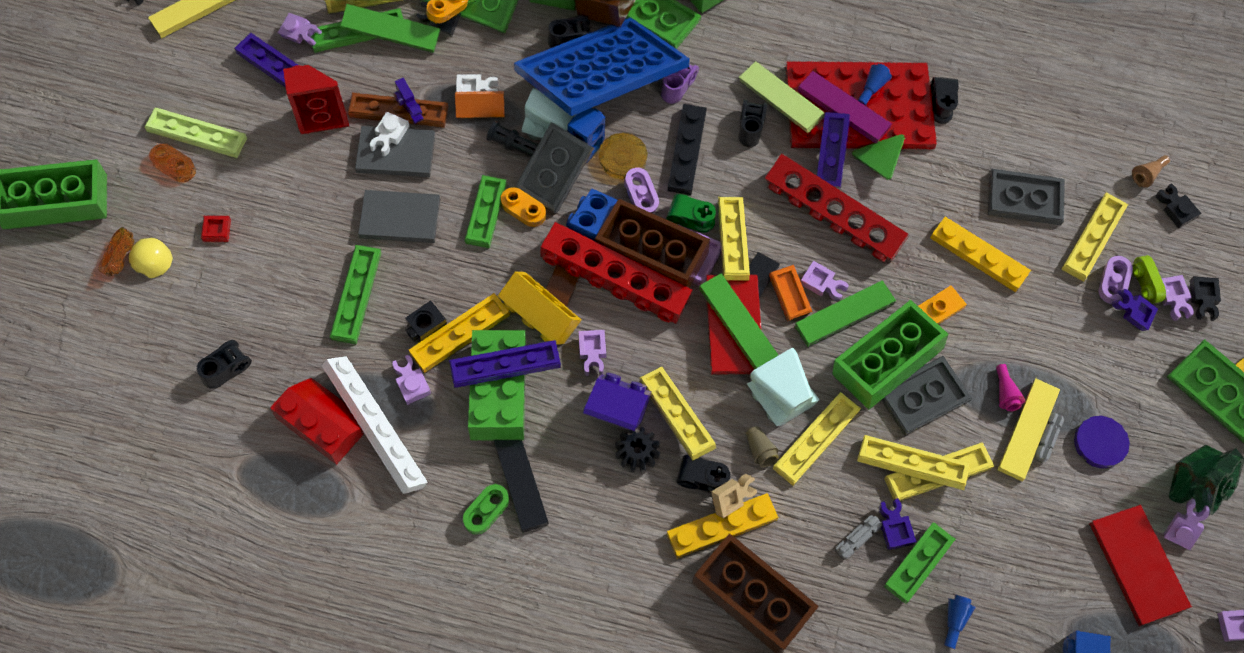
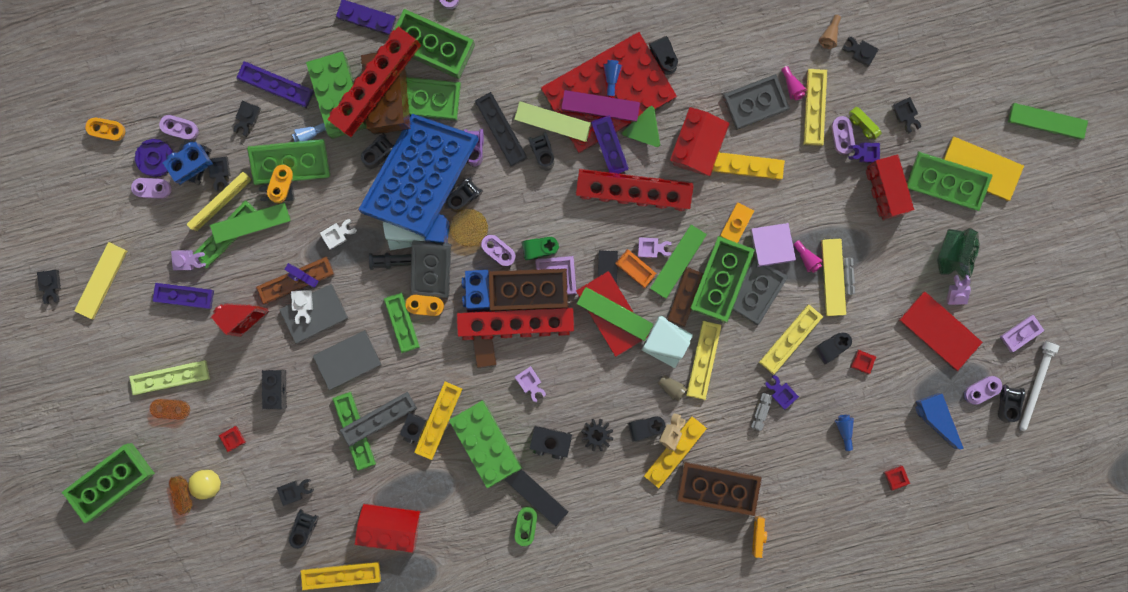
camera: 25 degrees left, 20 degrees up
(229, 441) = (340, 575): none -> yellow plate
(241, 317) = (292, 492): none -> black plate
(298, 199) = (274, 389): none -> black brick
(374, 424) = (423, 512): white plate -> none
(390, 292) = (378, 419): none -> dark grey tile
(411, 383) = (428, 471): lavender plate -> none
(479, 104) = (349, 246): orange tile -> none
(505, 363) = (485, 434): dark purple tile -> none
(539, 308) = (480, 376): yellow brick -> none
(569, 413) = (562, 440): none -> black brick
(618, 401) = (569, 415): dark purple slope -> none
(638, 119) = (464, 194): none -> black piece
(678, 414) = (608, 397): light yellow tile -> none
(687, 149) = (509, 197): black plate -> none
(718, 81) = (501, 129): none -> black tile
(733, 238) = (578, 251): light yellow tile -> none
(820, 365) = (684, 297): none -> reddish brown tile
(914, 462) = (772, 344): light yellow tile -> none
(919, 563) = (807, 408): bright green plate -> none
(938, 197) = (699, 142): none -> red slope
(971, 352) = (772, 244): none -> lavender tile
(986, 507) = (830, 349): none -> black piece
(1020, 548) = (863, 362): none -> red tile
(1081, 205) = (795, 88): none -> dark pink cone
(1101, 442) = (883, 260): dark purple tile -> none
(1149, 358) = (889, 187): none -> red brick
(1177, 296) = (886, 123): lavender plate -> none

